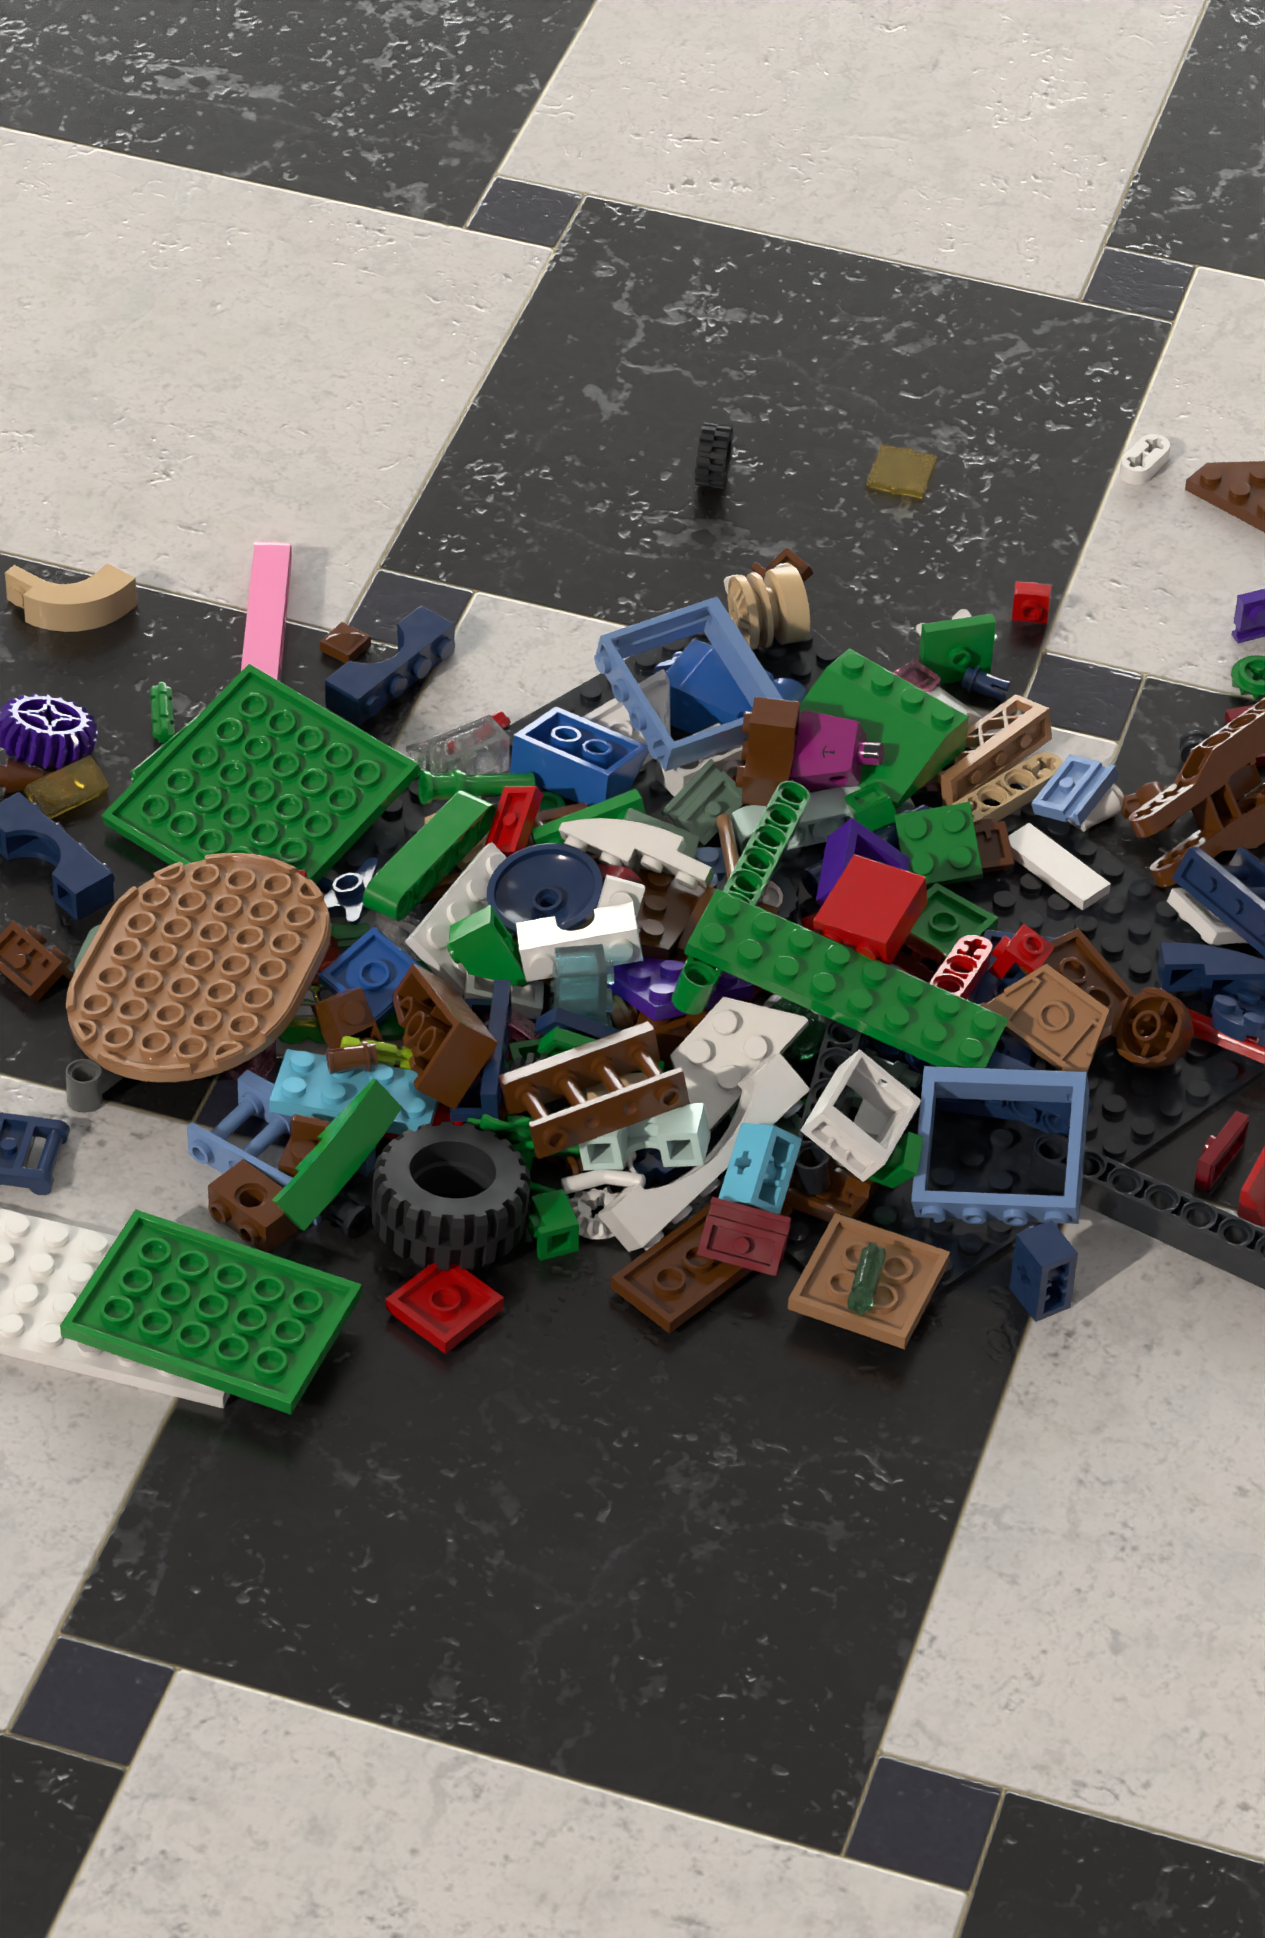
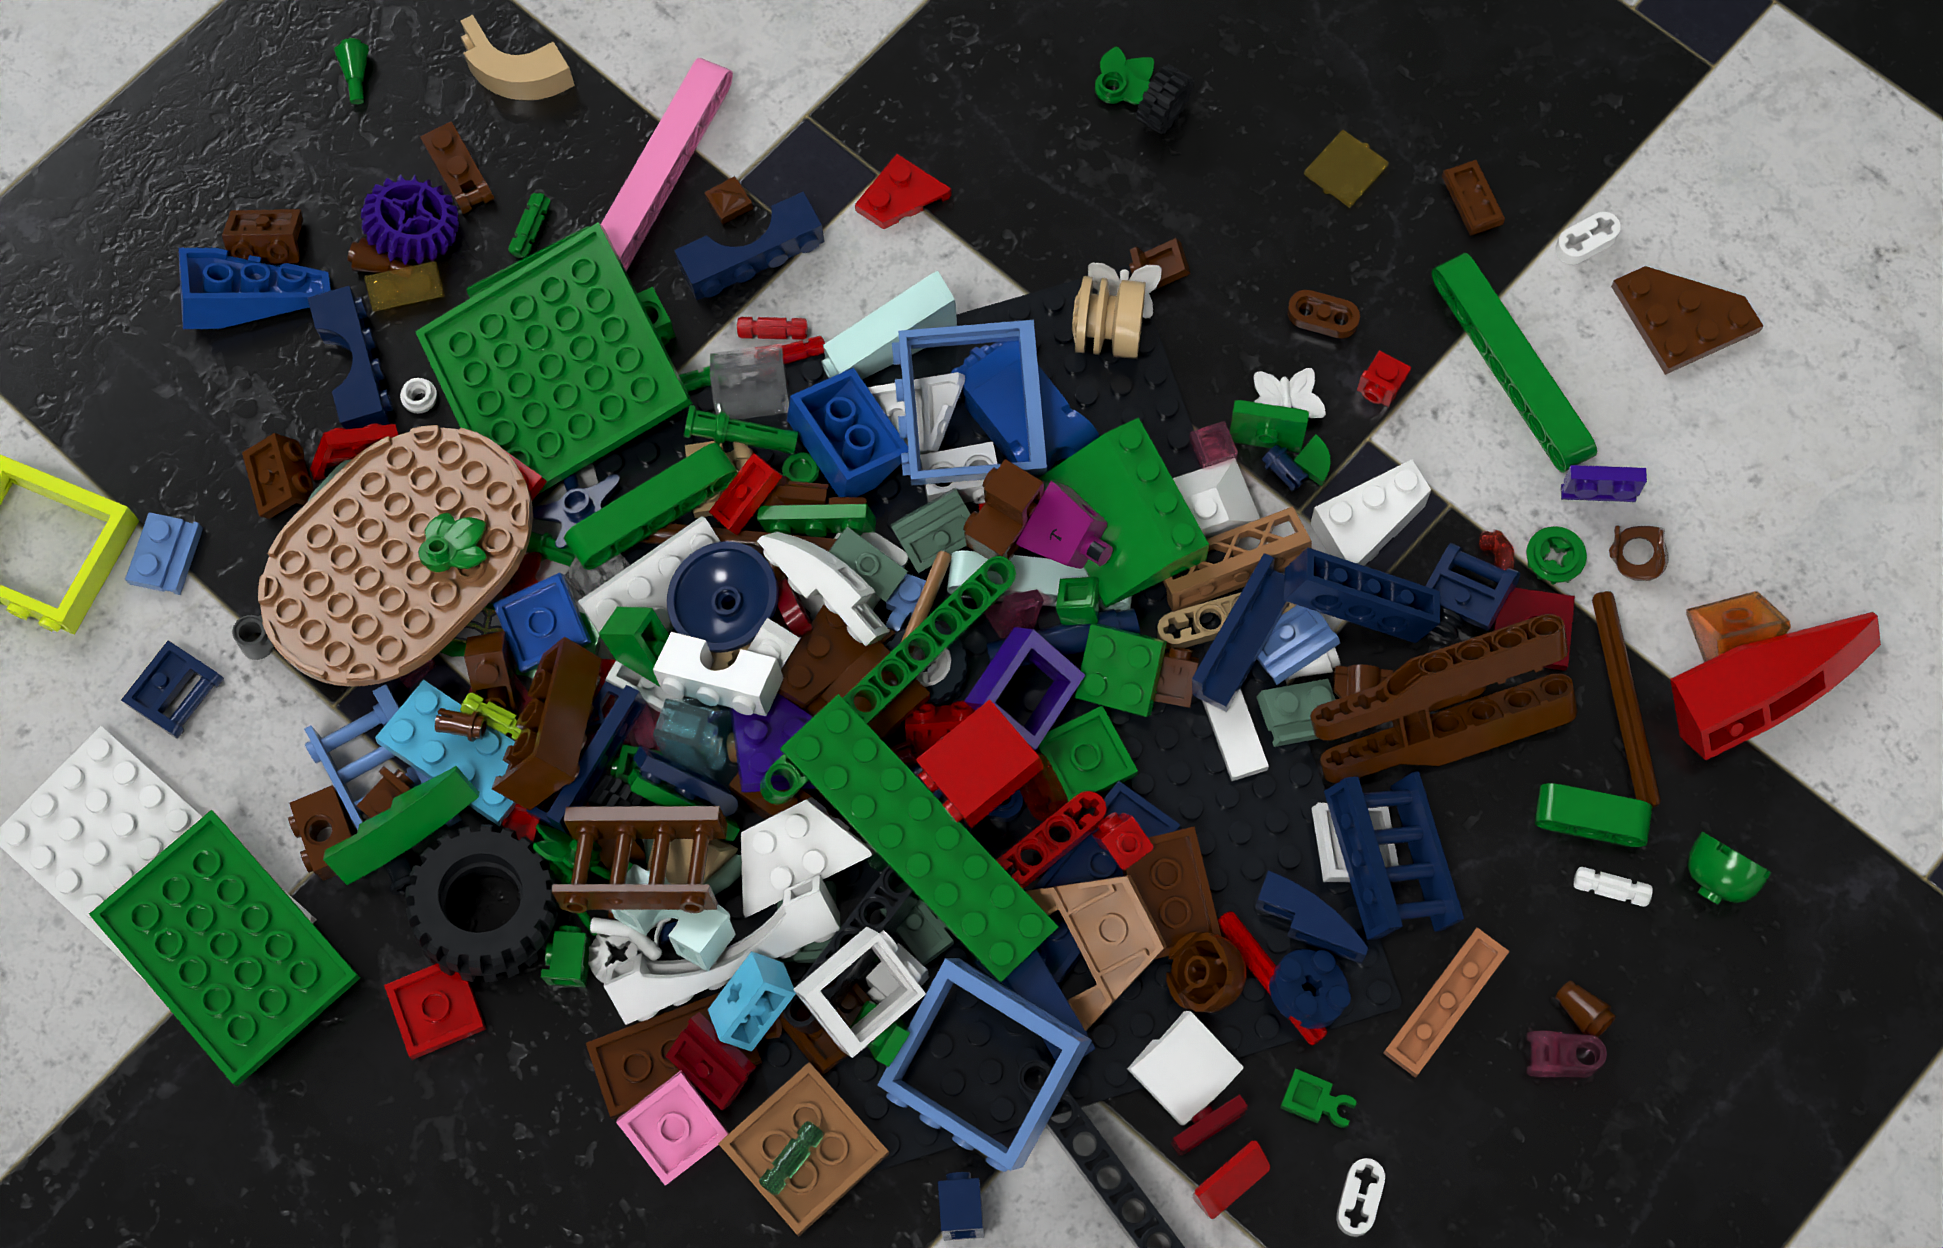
camera: 30 degrees right, 25 degrees up
(44, 679) = (456, 167): none -> reddish brown plate
(87, 910) = (345, 444): none -> red wing
(132, 864) = (414, 387): none -> white plate
(256, 929) = (452, 543): none -> green plate
(424, 727) = (772, 328): none -> red axle
(505, 594) = (900, 193): none -> red wing
(570, 676) = (869, 342): none -> light aqua slope
(663, 461) = (1128, 76): none -> green plate
(735, 1308) = (672, 1127): none -> bright pink plate
(815, 833) = (1015, 611): none -> clear pink bracket
(950, 570) = (1324, 312): none -> reddish brown plate
(1009, 669) = (1315, 460): none -> green tile
(1028, 457) = (1473, 197): none -> reddish brown plate
(1032, 792) = (1241, 637): none -> dark blue fence
(1084, 691) = (1371, 514): none -> white wedge
(1111, 843) = (1289, 710): none -> sand green plate
(1117, 733) = (1361, 595): none -> dark blue brick
(1136, 555) = (1514, 362): none -> green beam
(1175, 1113) = (1185, 1068): none -> white slope
(1198, 712) = (1466, 597): none -> dark blue plate
(1210, 685) = (1500, 547): none -> clear red arm

